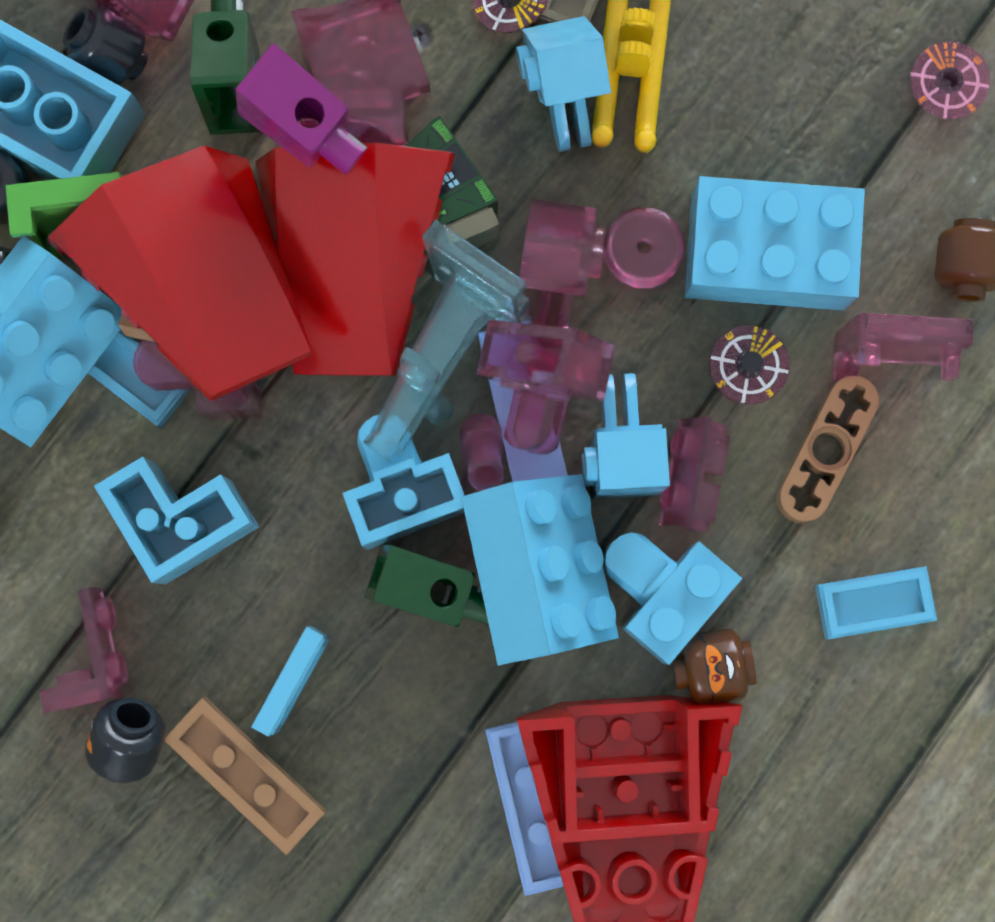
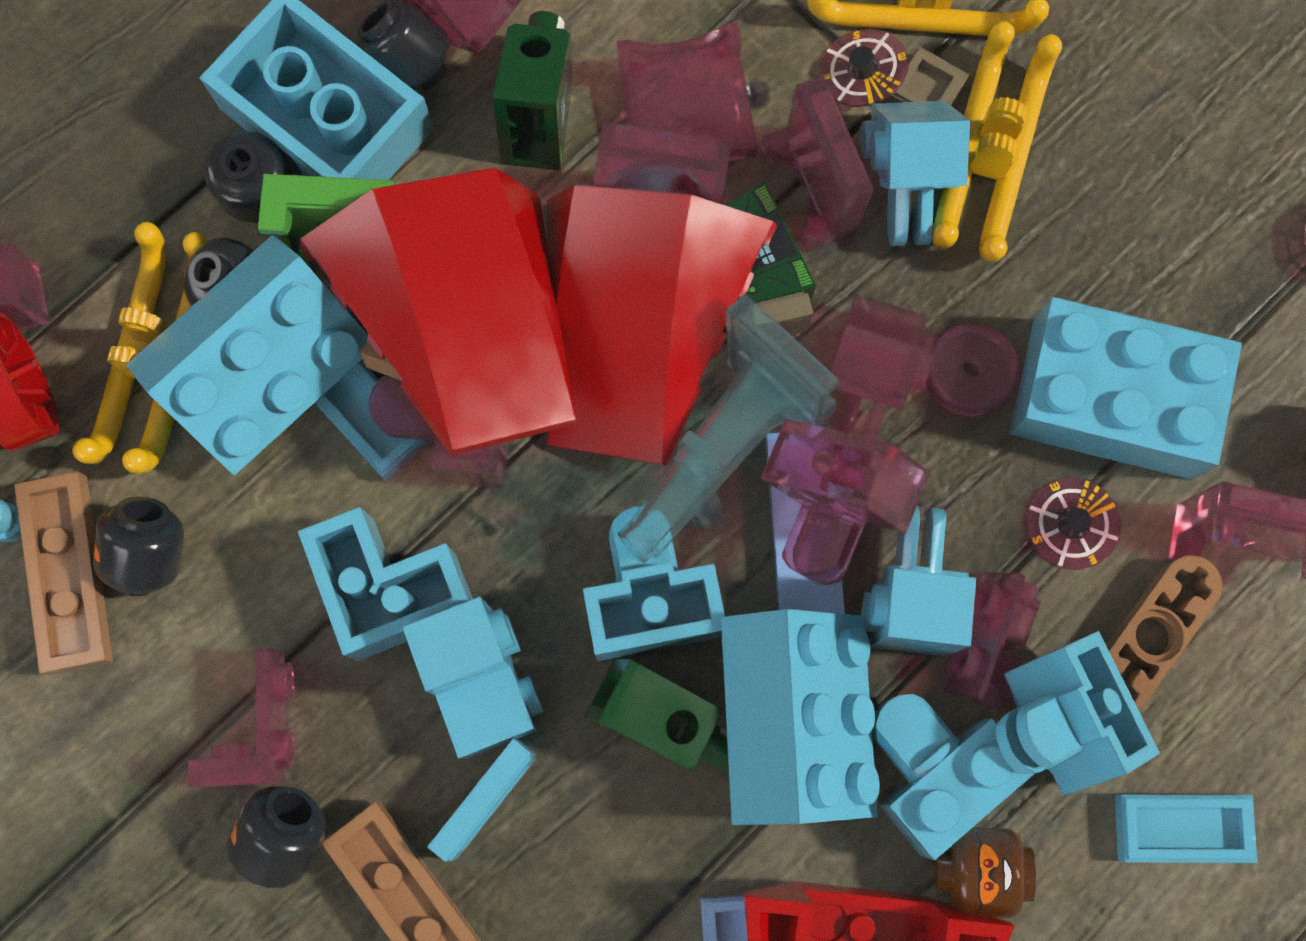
camera: 10 degrees right, 5 degrees down
(259, 574) = (470, 670): none -> medium azure brick
(280, 95) = (599, 120): magenta torso -> none
(482, 450) = (752, 568): clear pink pin -> none
(484, 83) = (825, 163): none -> clear pink piece
(767, 529) = (1074, 718): none -> medium azure brick

